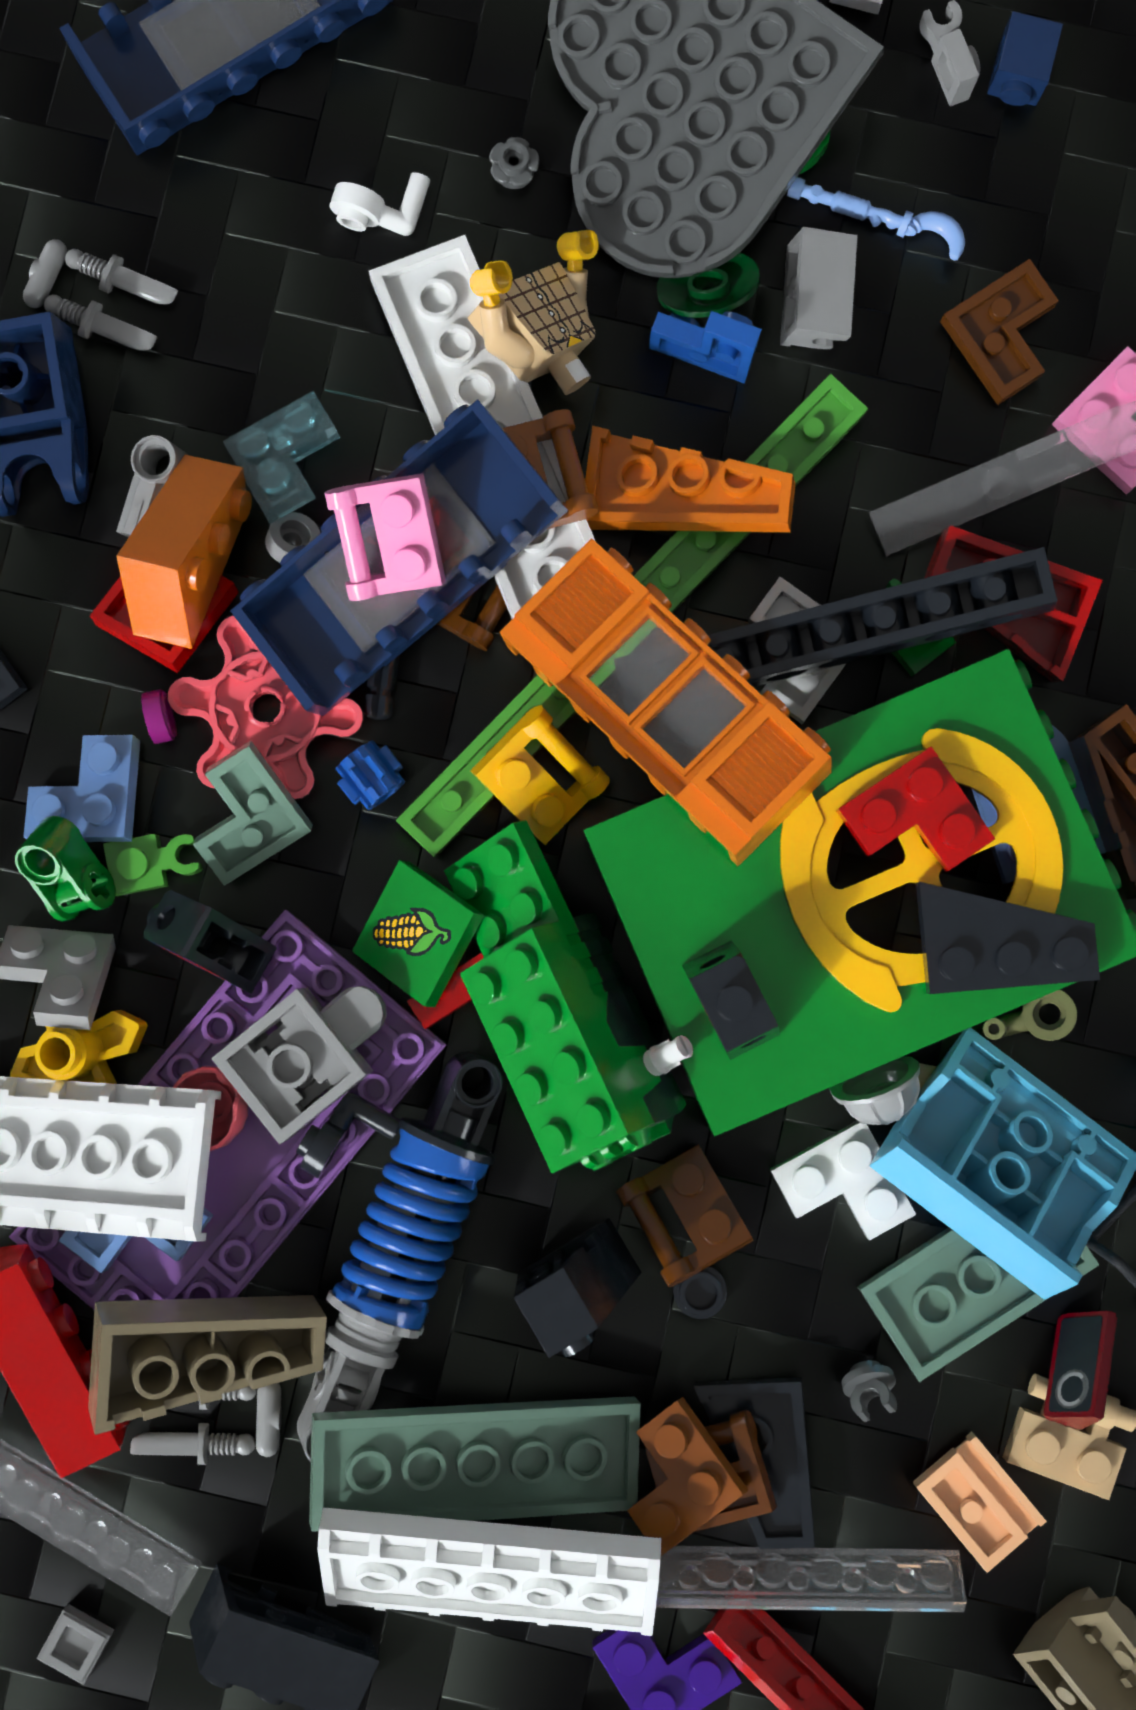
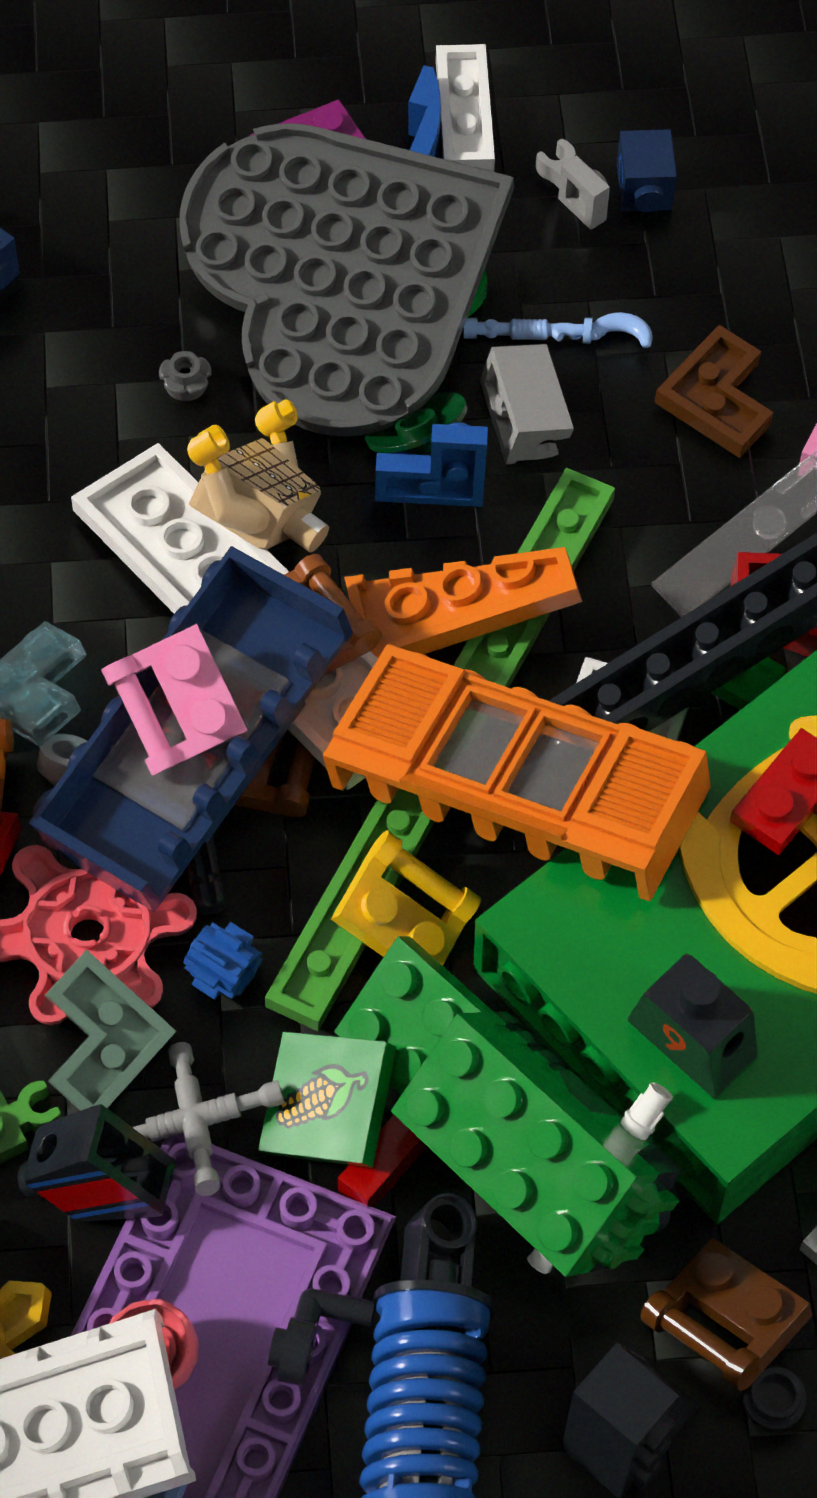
camera: 20 degrees left, 25 degrees down
(303, 912) = (195, 1116): none -> light grey piece
(303, 1057) = (248, 1257): light grey brick -> none
(362, 208) = (46, 446): white plate -> none

